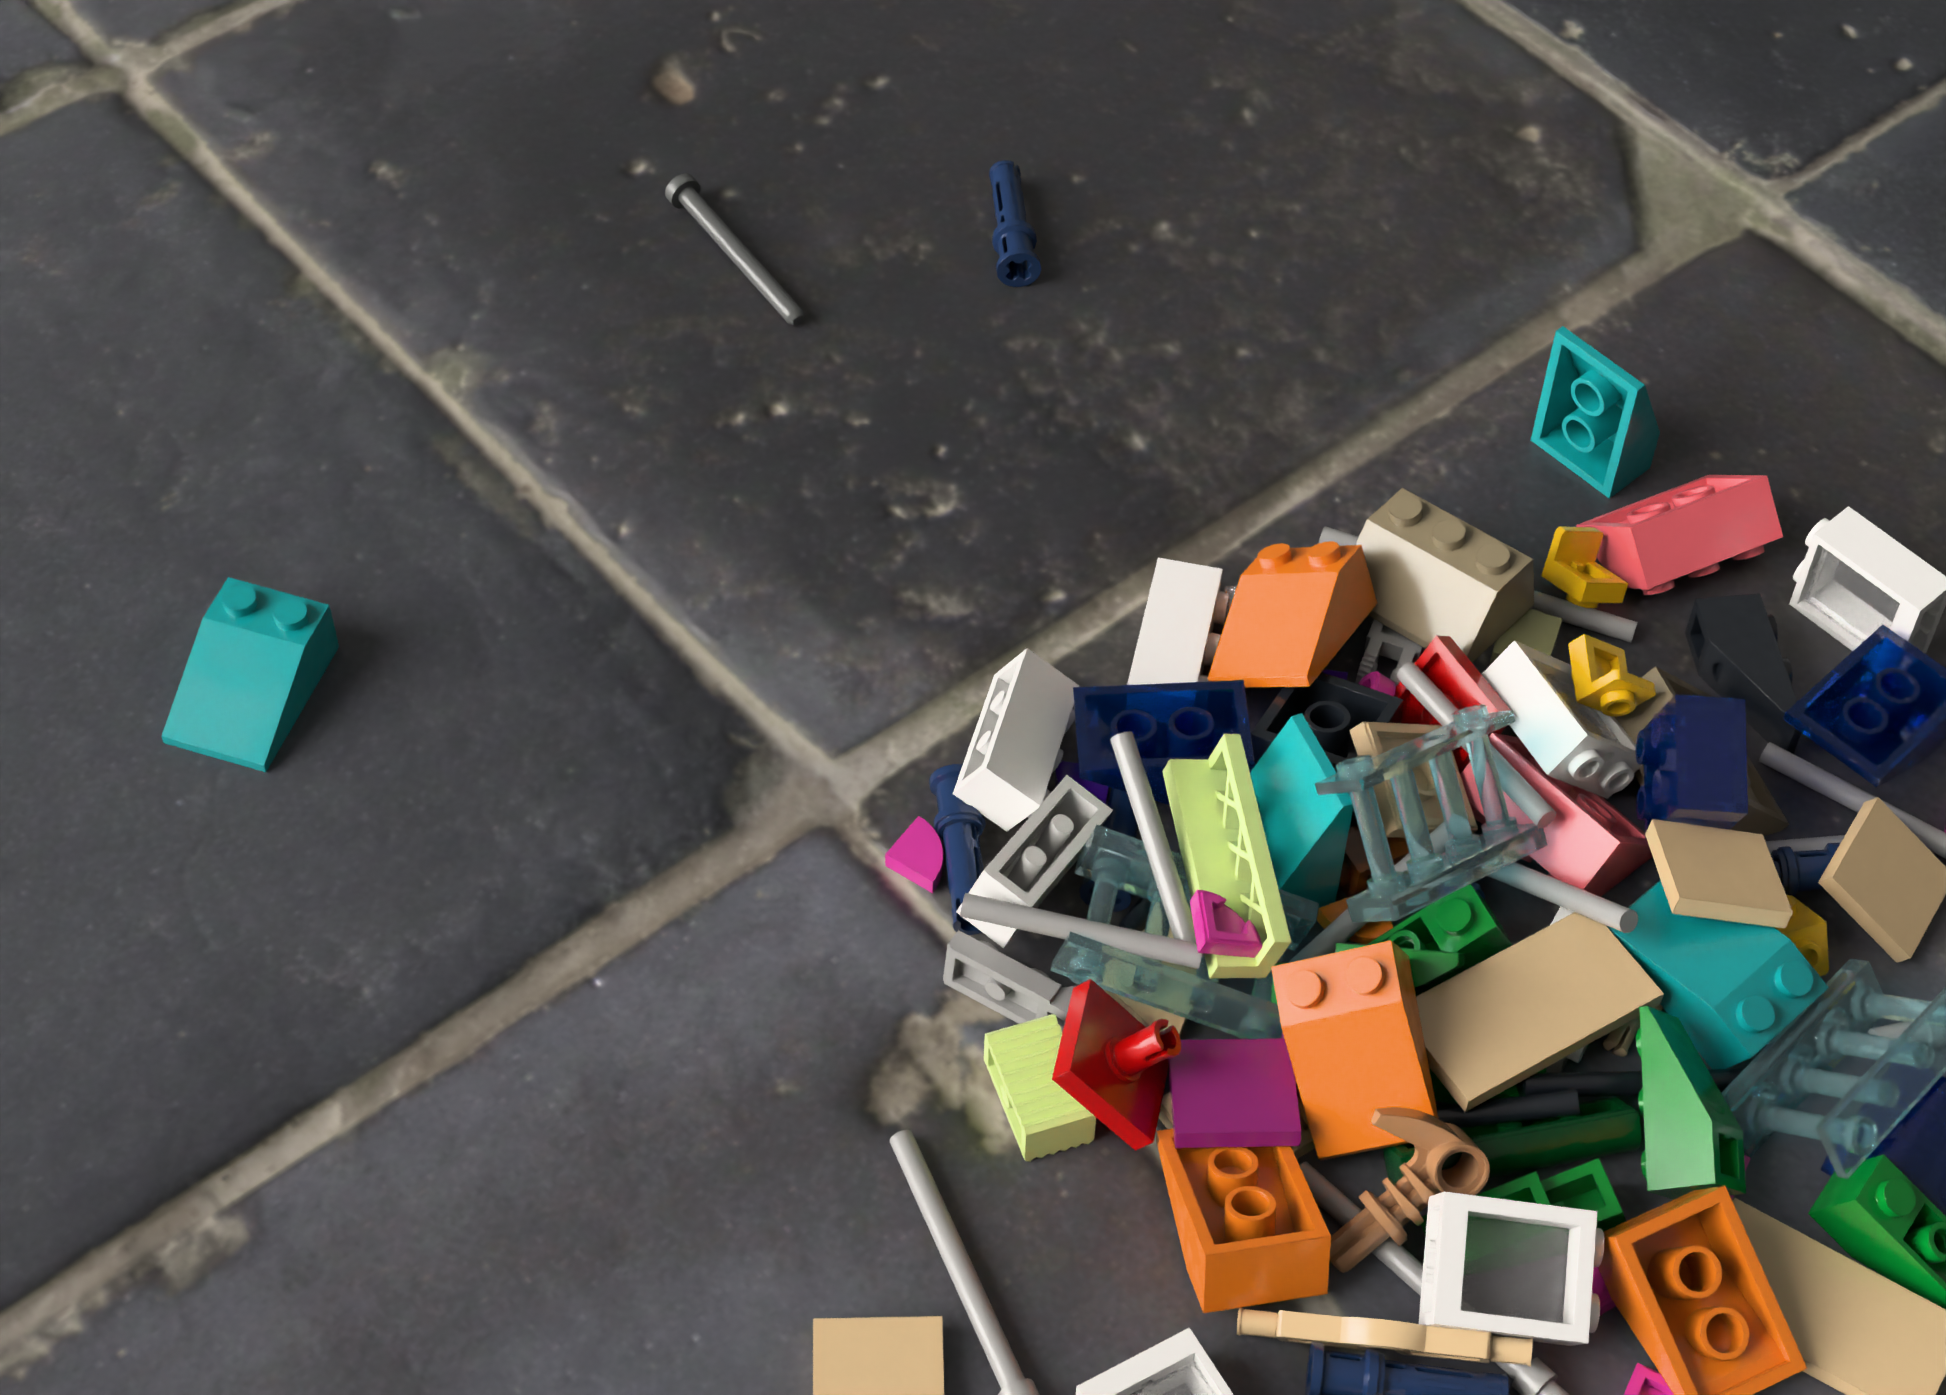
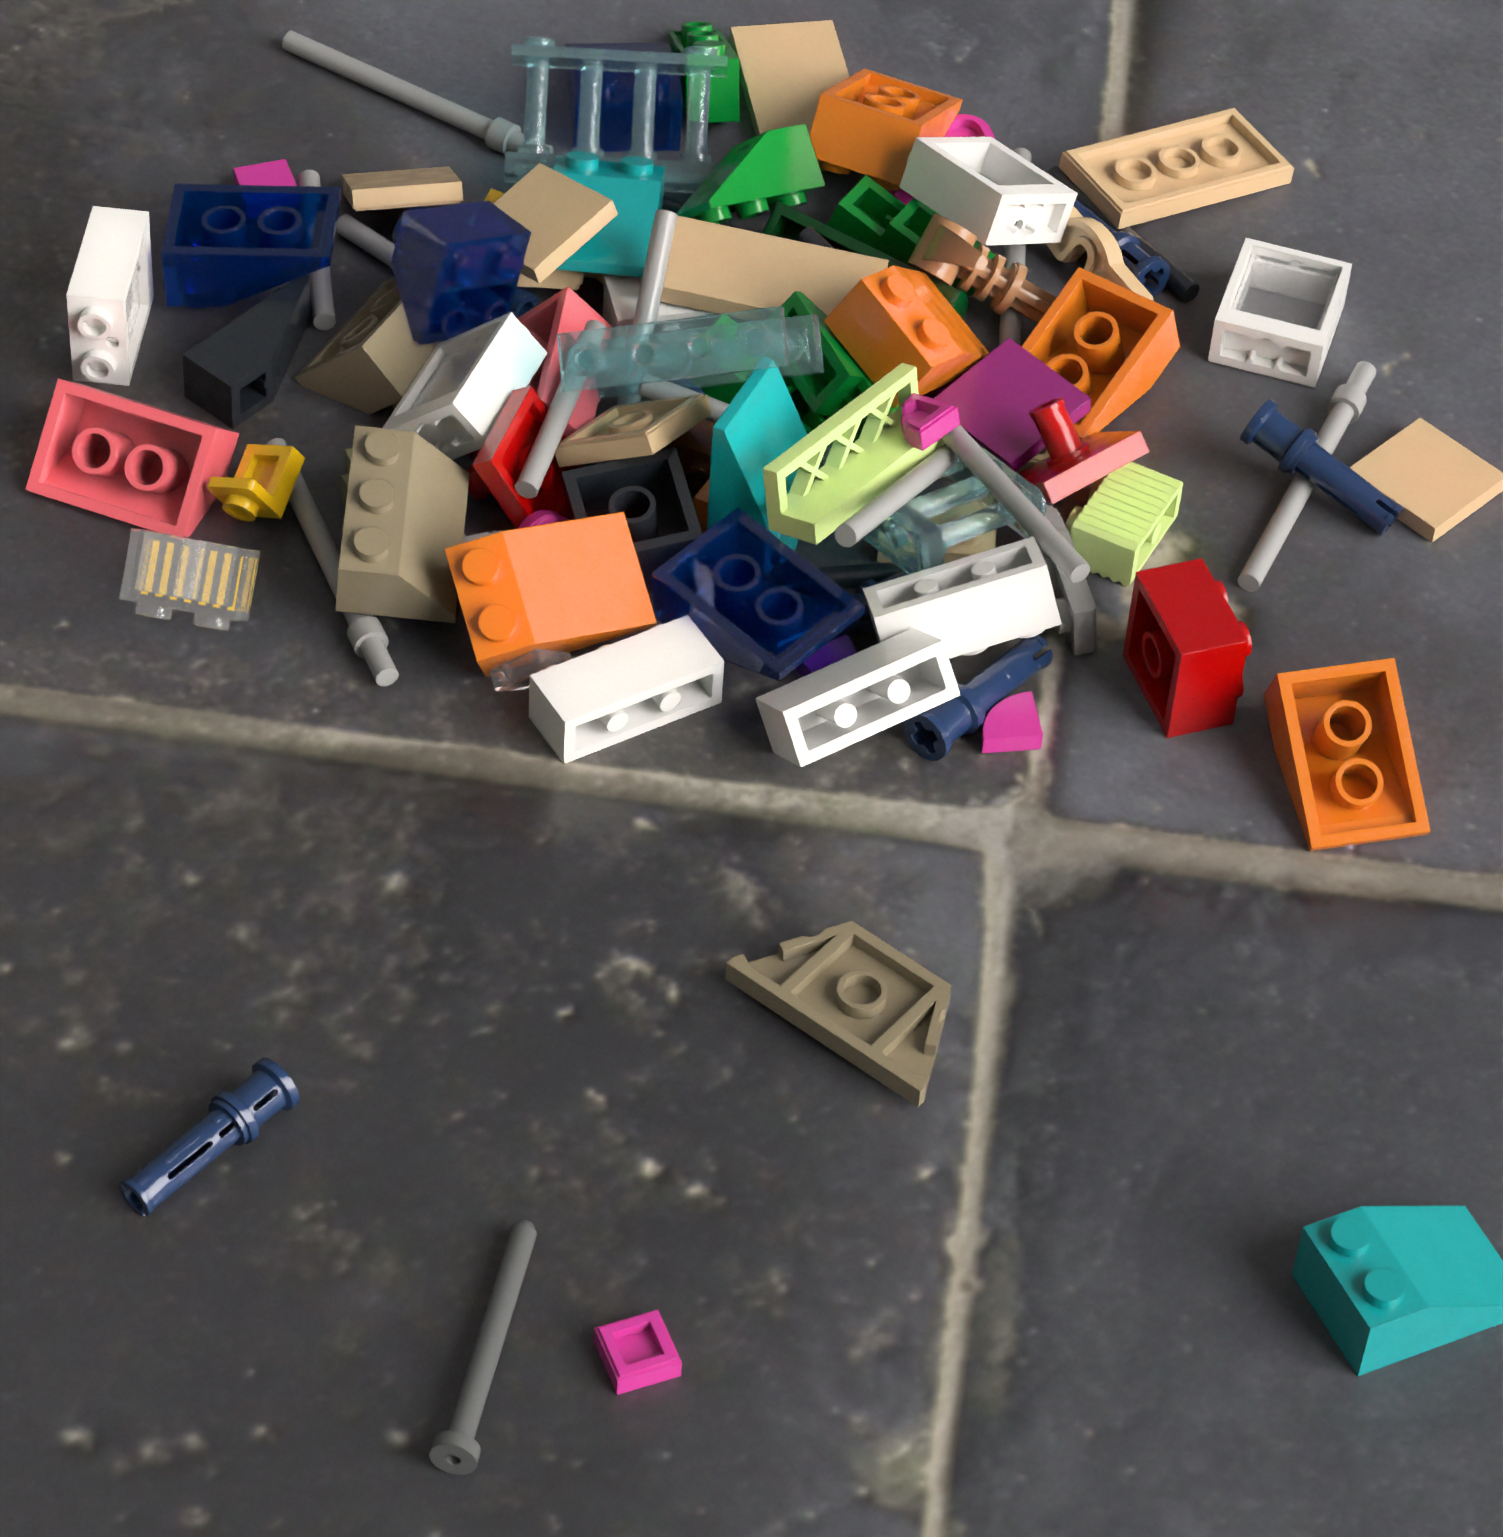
camera: 135 degrees left, 5 degrees down
(658, 310) = (637, 1352): none -> dark pink tile
(665, 1021) = (1347, 753): none -> orange slope
(774, 572) = (856, 1001): none -> dark tan wing
(851, 971) = (1186, 647): none -> red brick
(977, 1264) = (1300, 452): none -> dark blue pin
(1510, 470) = (189, 576): none -> clear brick
(1594, 416) = (73, 537): teal slope -> none
(1603, 678) = (415, 369): yellow bracket -> none

